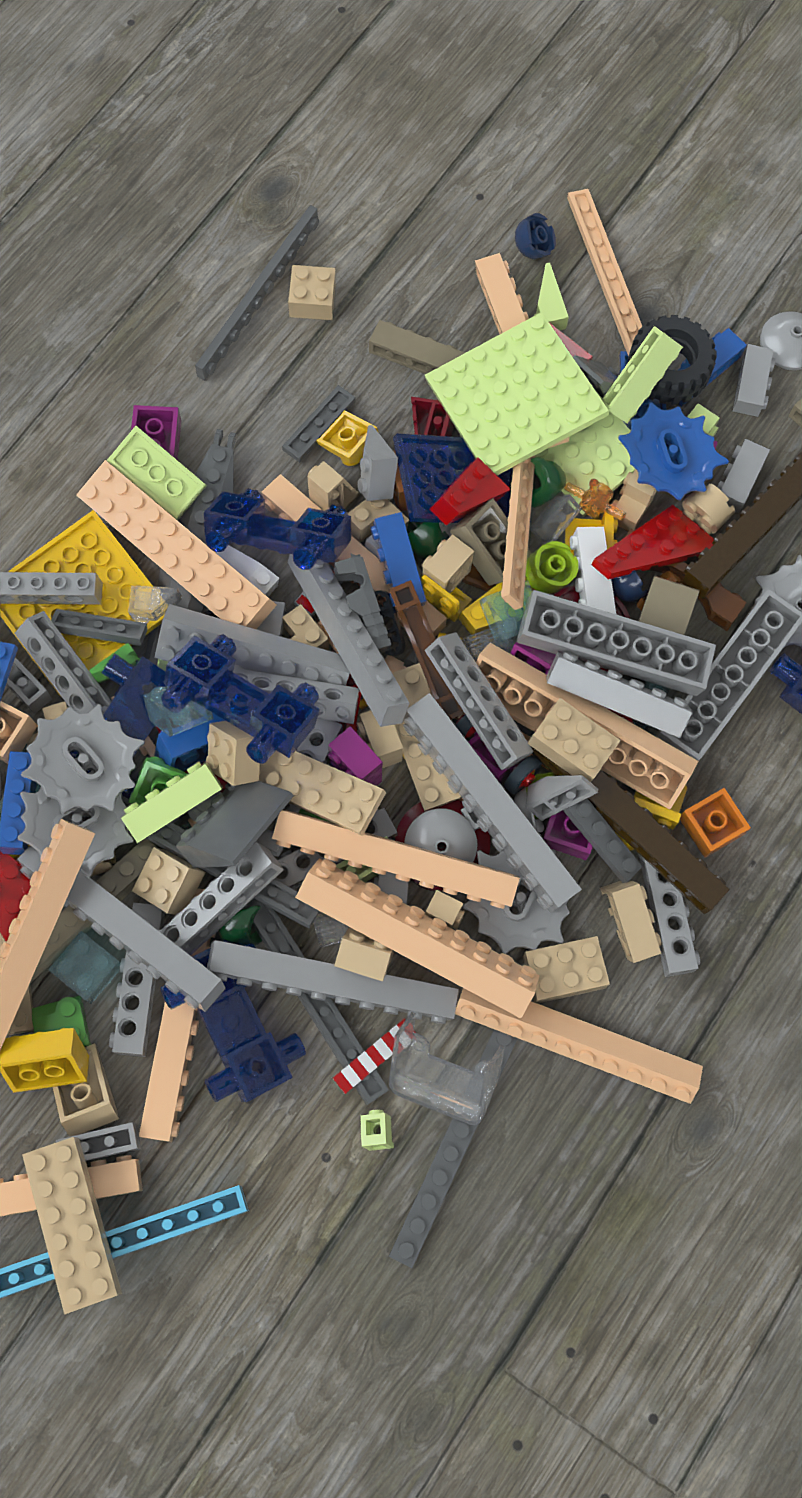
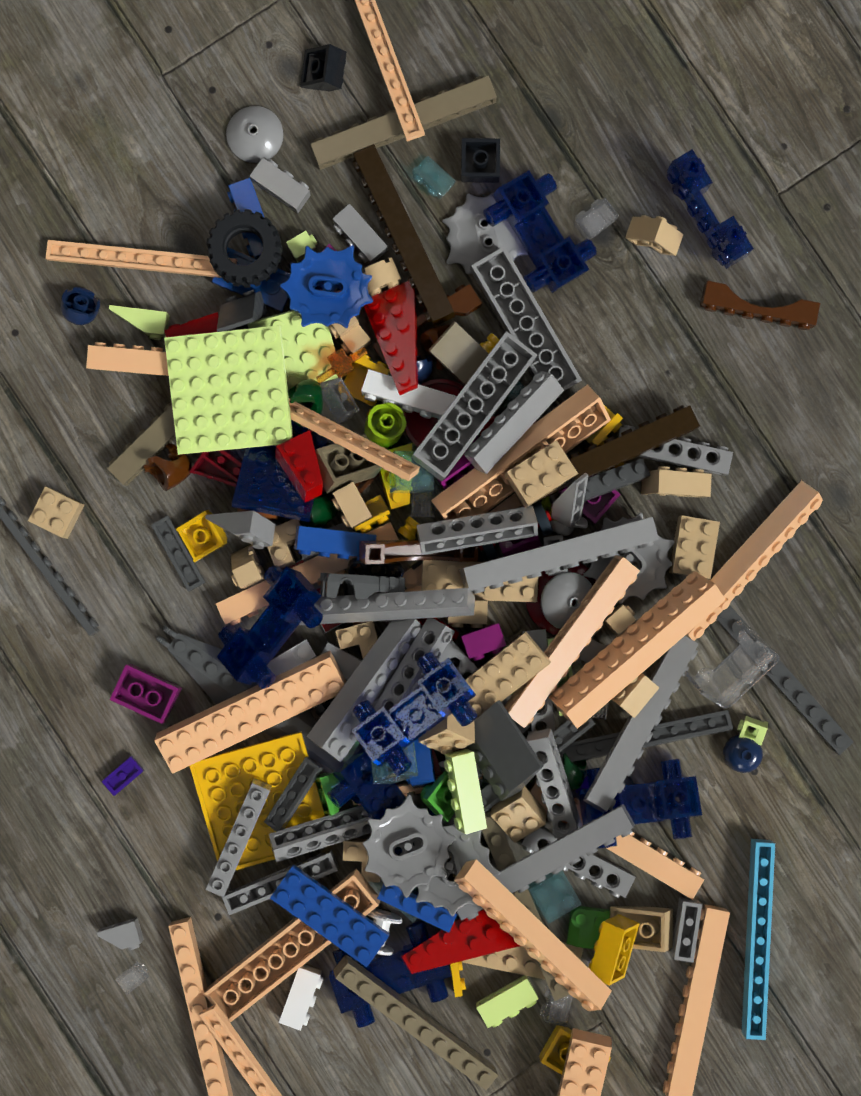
camera: 65 degrees left, 15 degrees up
(55, 455) = (123, 775): none -> dark purple plate
(71, 1224) = (739, 968): tan brick -> none
(151, 603) = (290, 748): clear slope -> none
(156, 473) = (178, 703): yellowish green tile -> none
(341, 1132) = (742, 754): none -> dark blue cylinder
(367, 1061) = (701, 713): sticker -> none
(403, 380) = (169, 472): none -> reddish brown piece
(641, 374) = (258, 285): yellowish green brick -> none
(714, 822) = (630, 389): orange brick -> none

